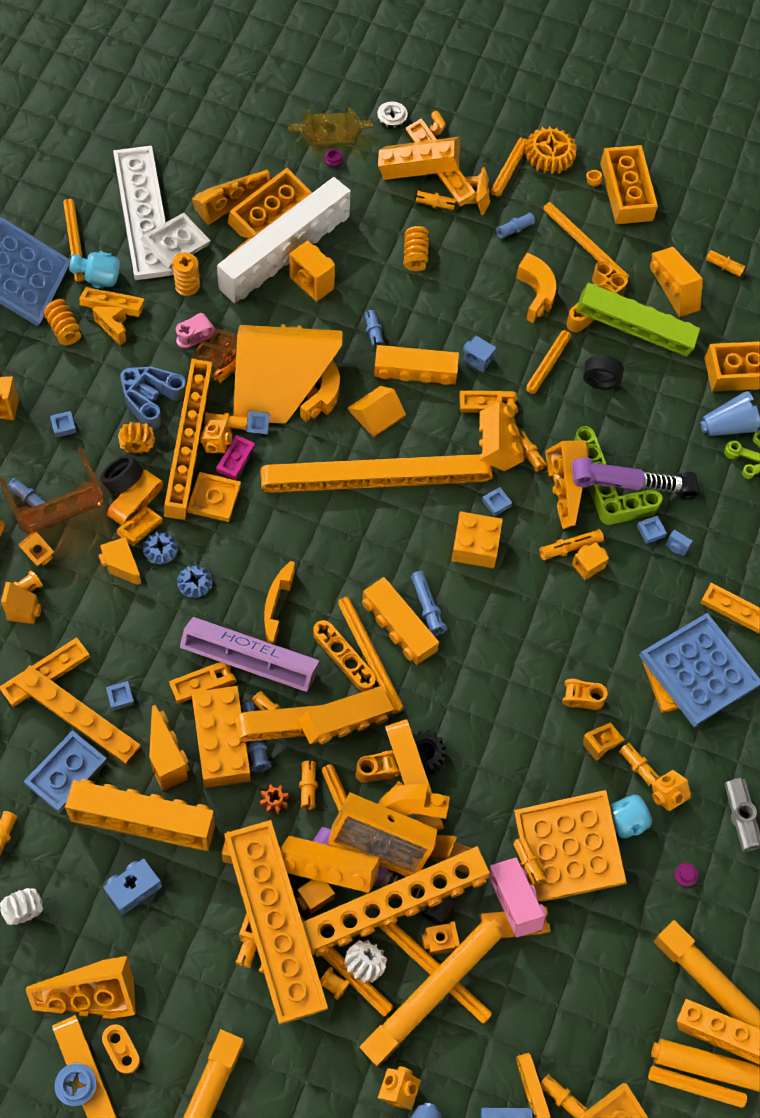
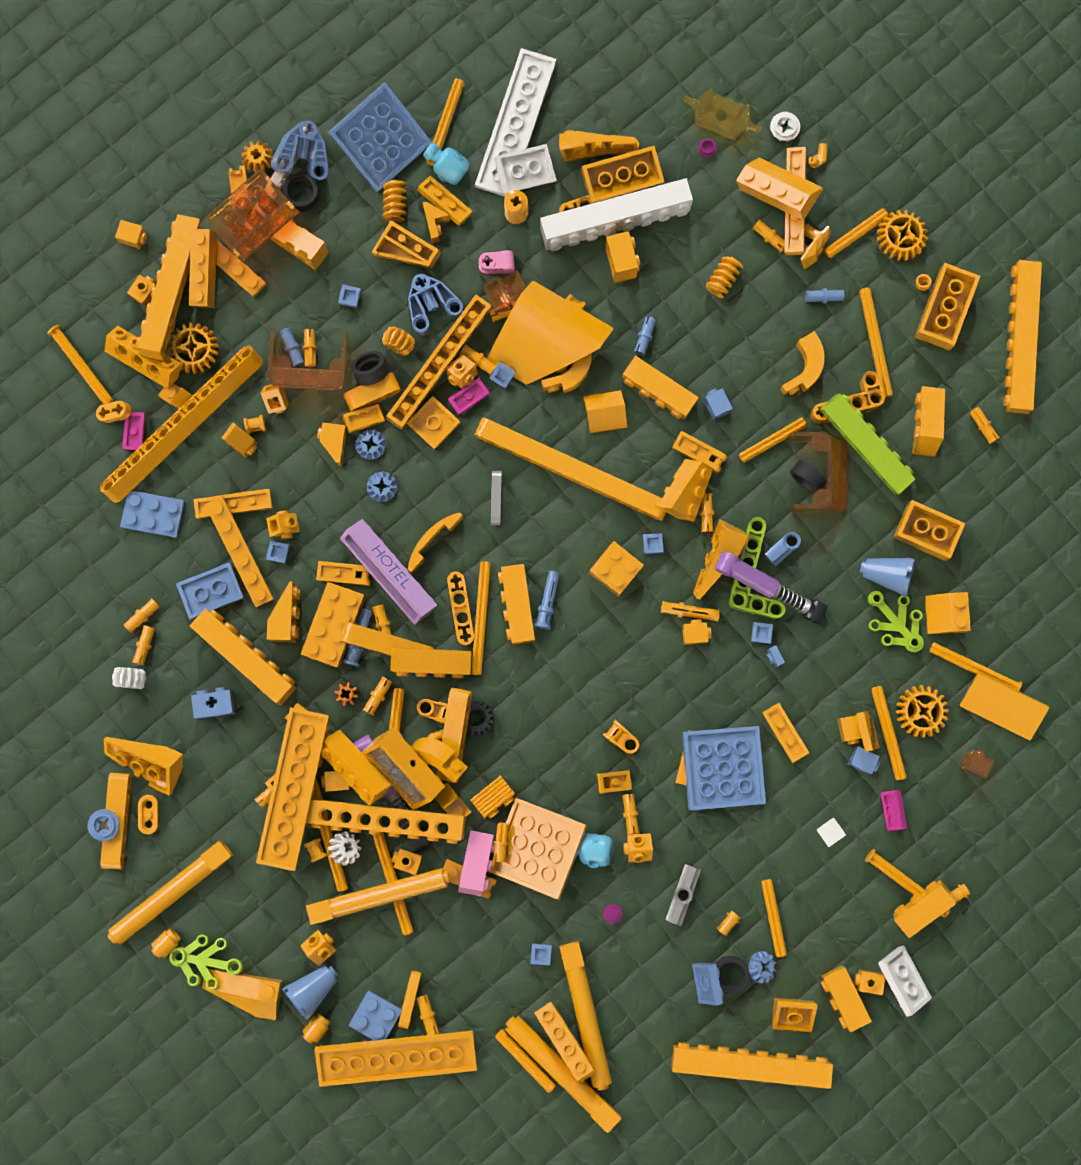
camera: 35 degrees right, 20 degrees up
(19, 865) = (143, 645): none -> light orange pin
(46, 487) = (310, 348): none -> light orange axle
(97, 354) = (405, 247): none -> light orange wedge
(111, 664) = (282, 525): none -> light orange brick
(318, 534) = (496, 498): none -> light grey beam
(490, 822) = (493, 797): none -> light orange brick
(621, 446) = (782, 549): none -> medium blue piece
(633, 379) = (835, 497): none -> clear orange windscreen
(641, 959) = (541, 954): none -> medium blue plate
(709, 182) = (1023, 336): none -> light orange brick

